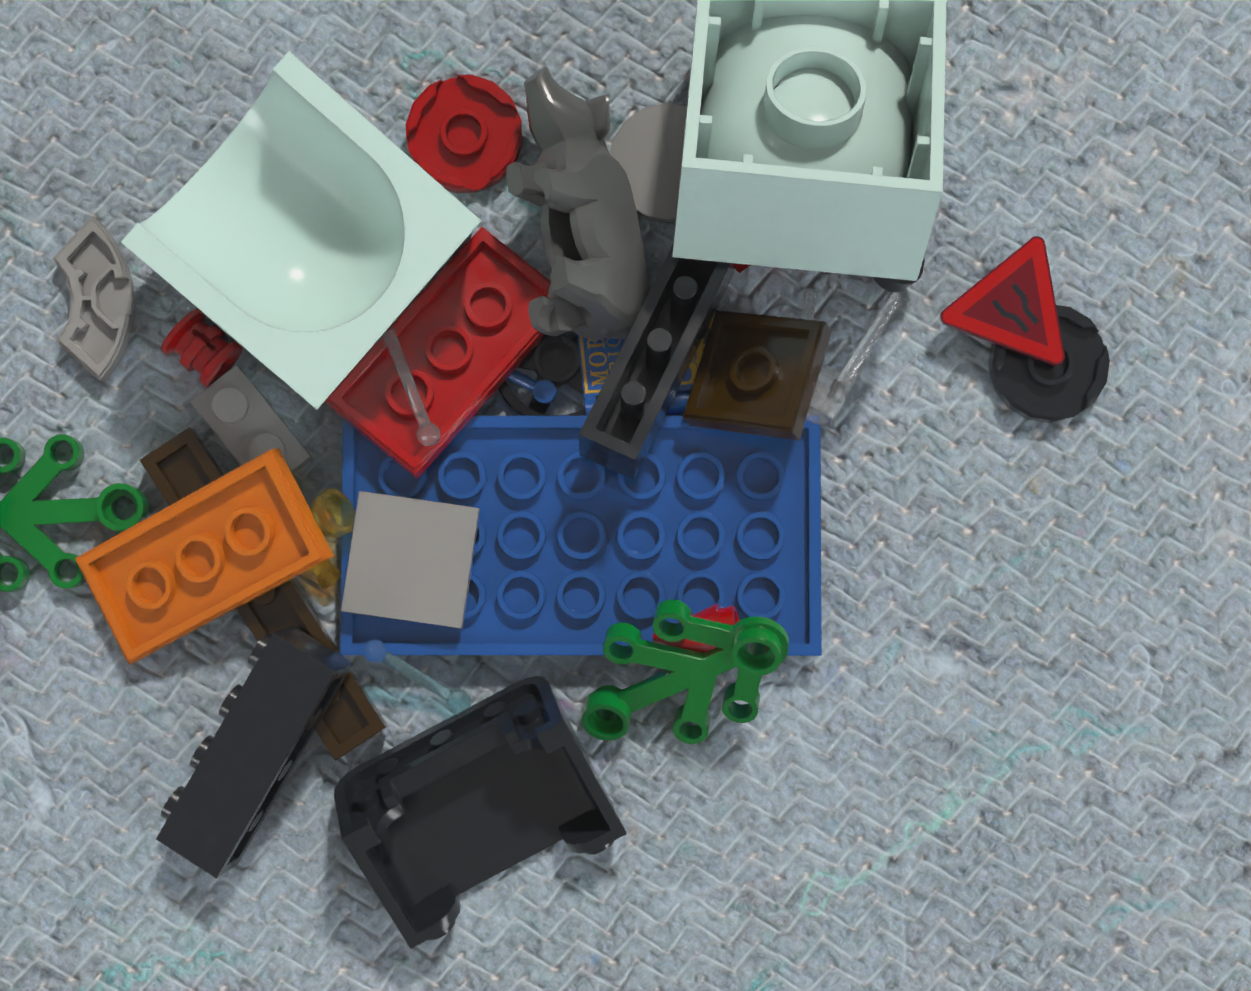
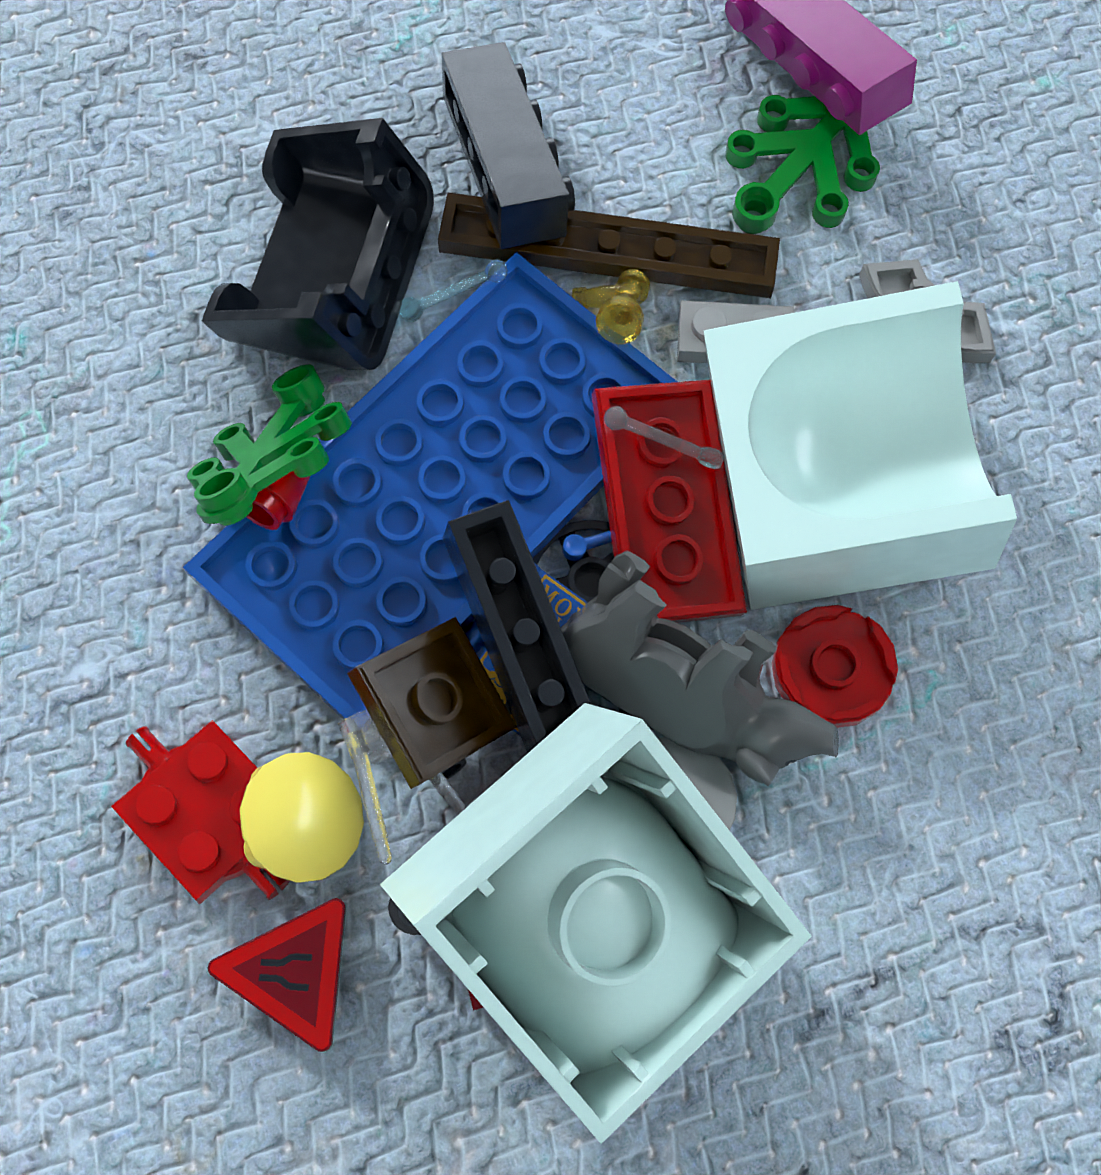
camera: 130 degrees right, 15 degrees down
(204, 556) = (668, 222): orange tile -> none
(410, 559) = (536, 344): light grey tile -> none
(913, 396) = (300, 817): none -> light yellow dish
(966, 471) = (191, 810): none -> red plate
(1049, 391) = (183, 960): black tile -> none

